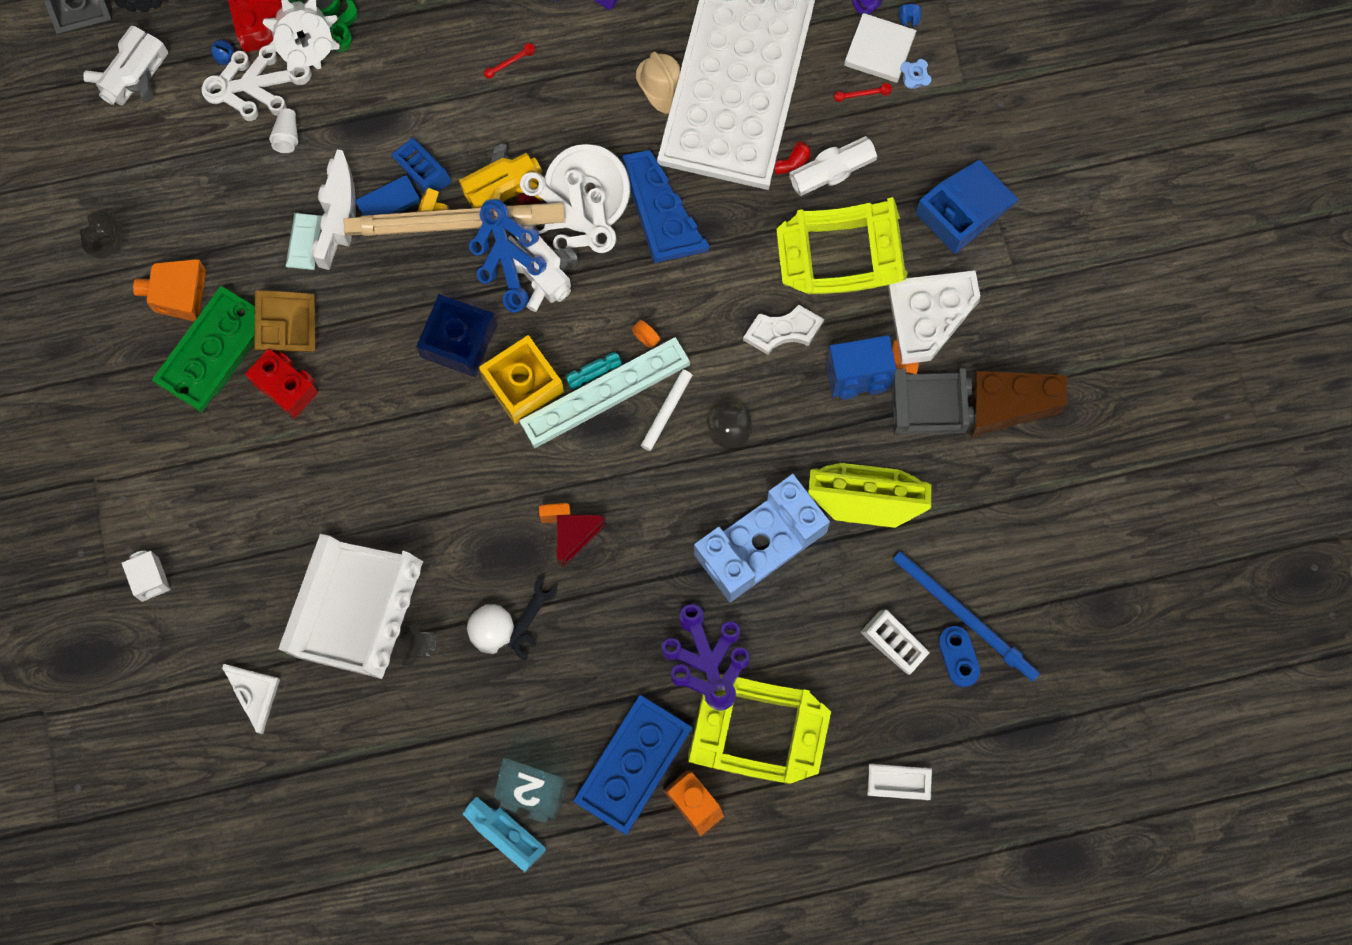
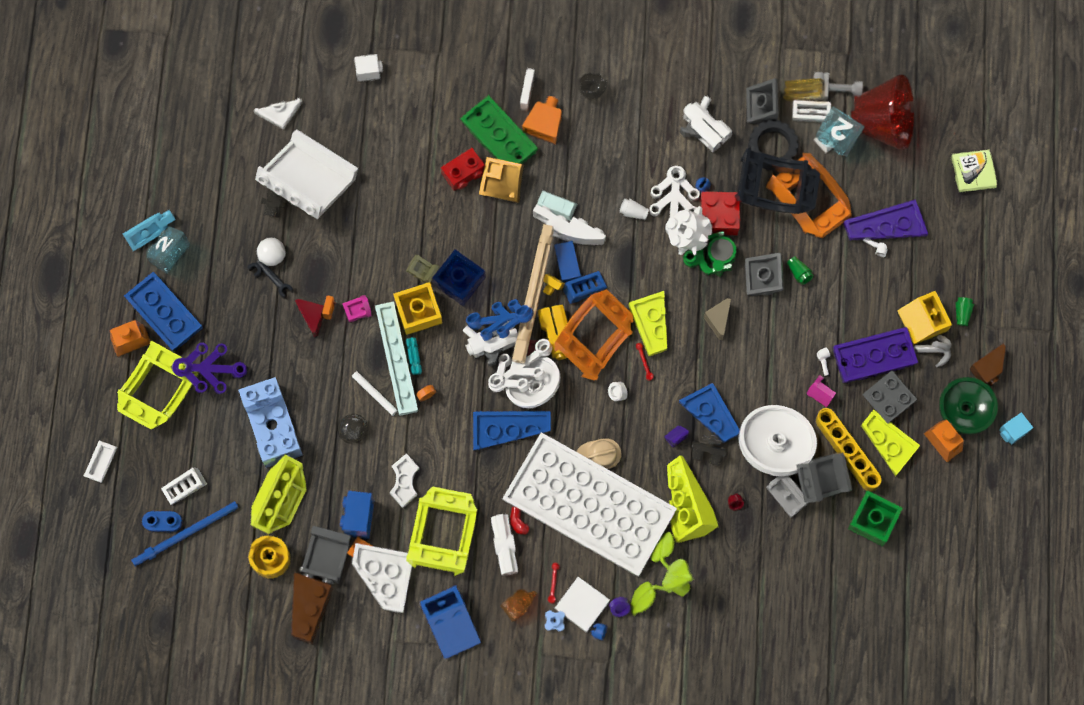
camera: 105 degrees right, 0 degrees up
(128, 327) = (527, 88): none -> white tile
(447, 67) = (650, 322): none -> neon yellow wing
(457, 393) = (422, 269): none -> olive bracket
(528, 120) = (577, 352): none -> orange wedge
(542, 472) = (357, 308): none -> dark pink tile
(565, 79) = (617, 391): none -> white tile
(913, 122) = (518, 603): none -> clear orange piece
(960, 459) = (259, 561): none -> yellow brick

